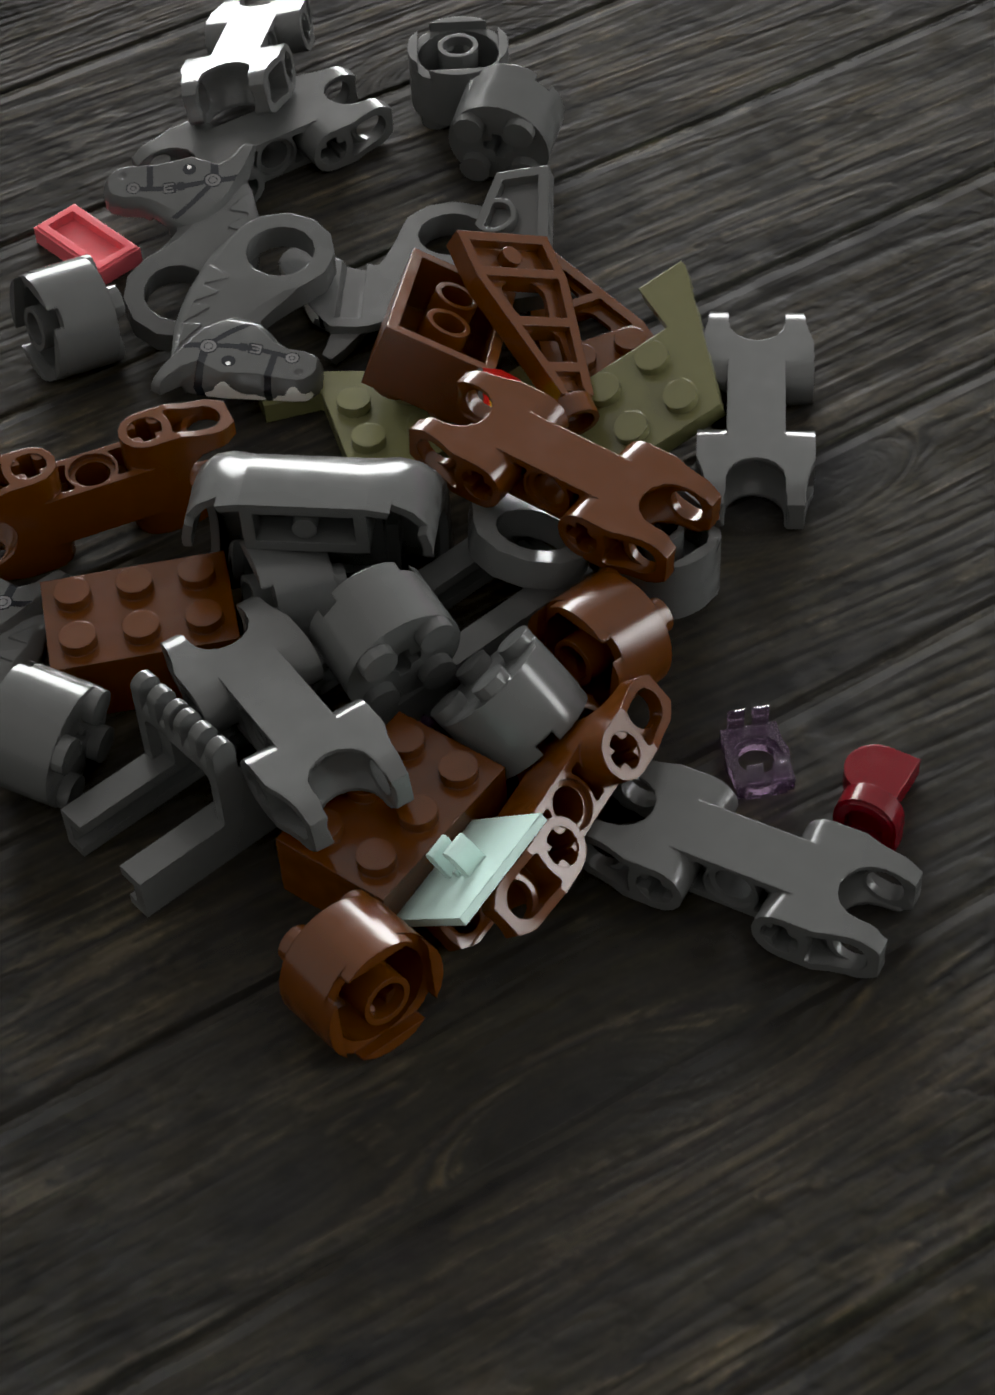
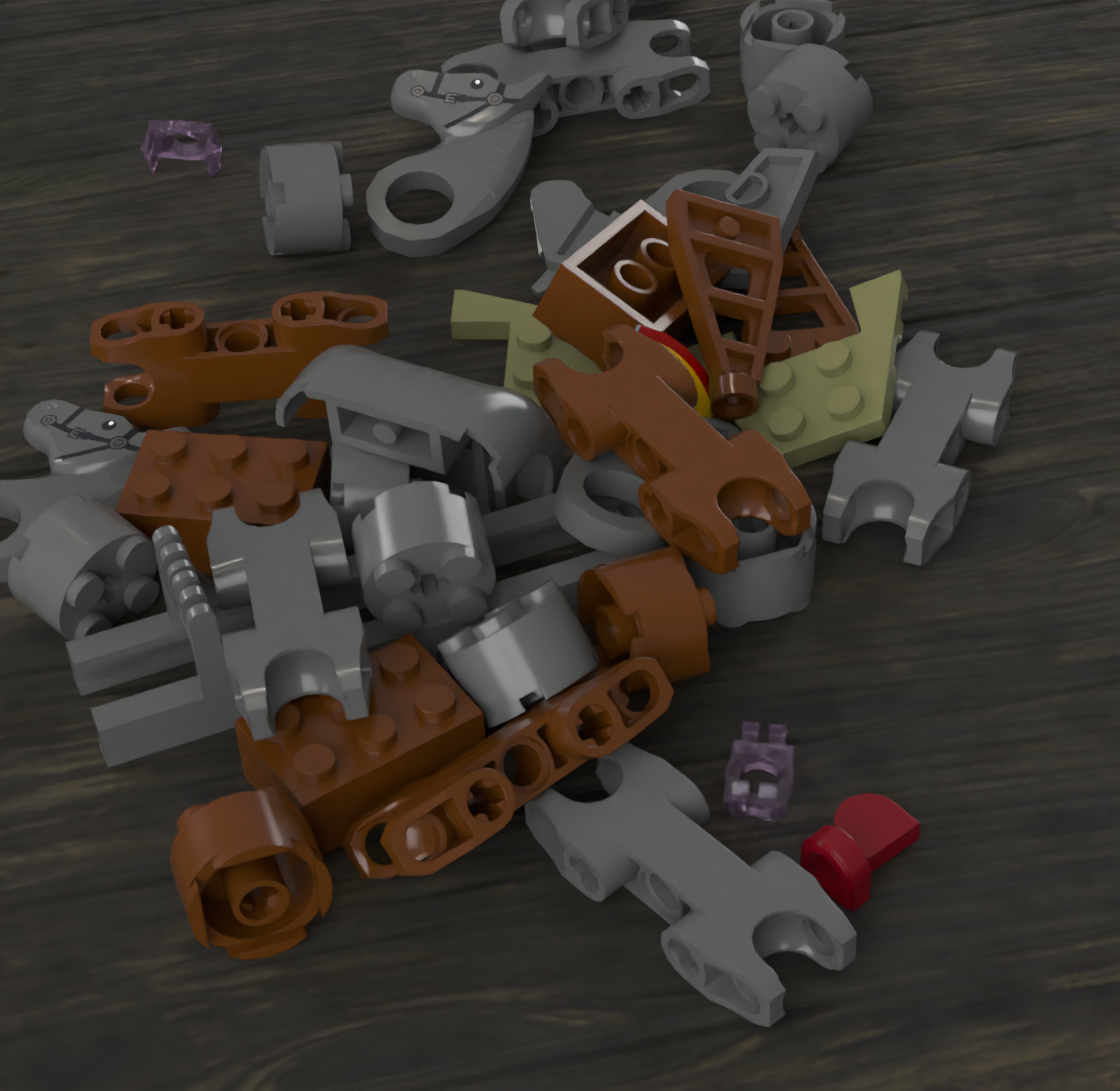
camera: 20 degrees right, 5 degrees down
(79, 233) = (367, 136): coral tile -> none
(224, 320) = (440, 245): dark grey animal -> none
(469, 869) = (392, 796): light aqua piece -> none

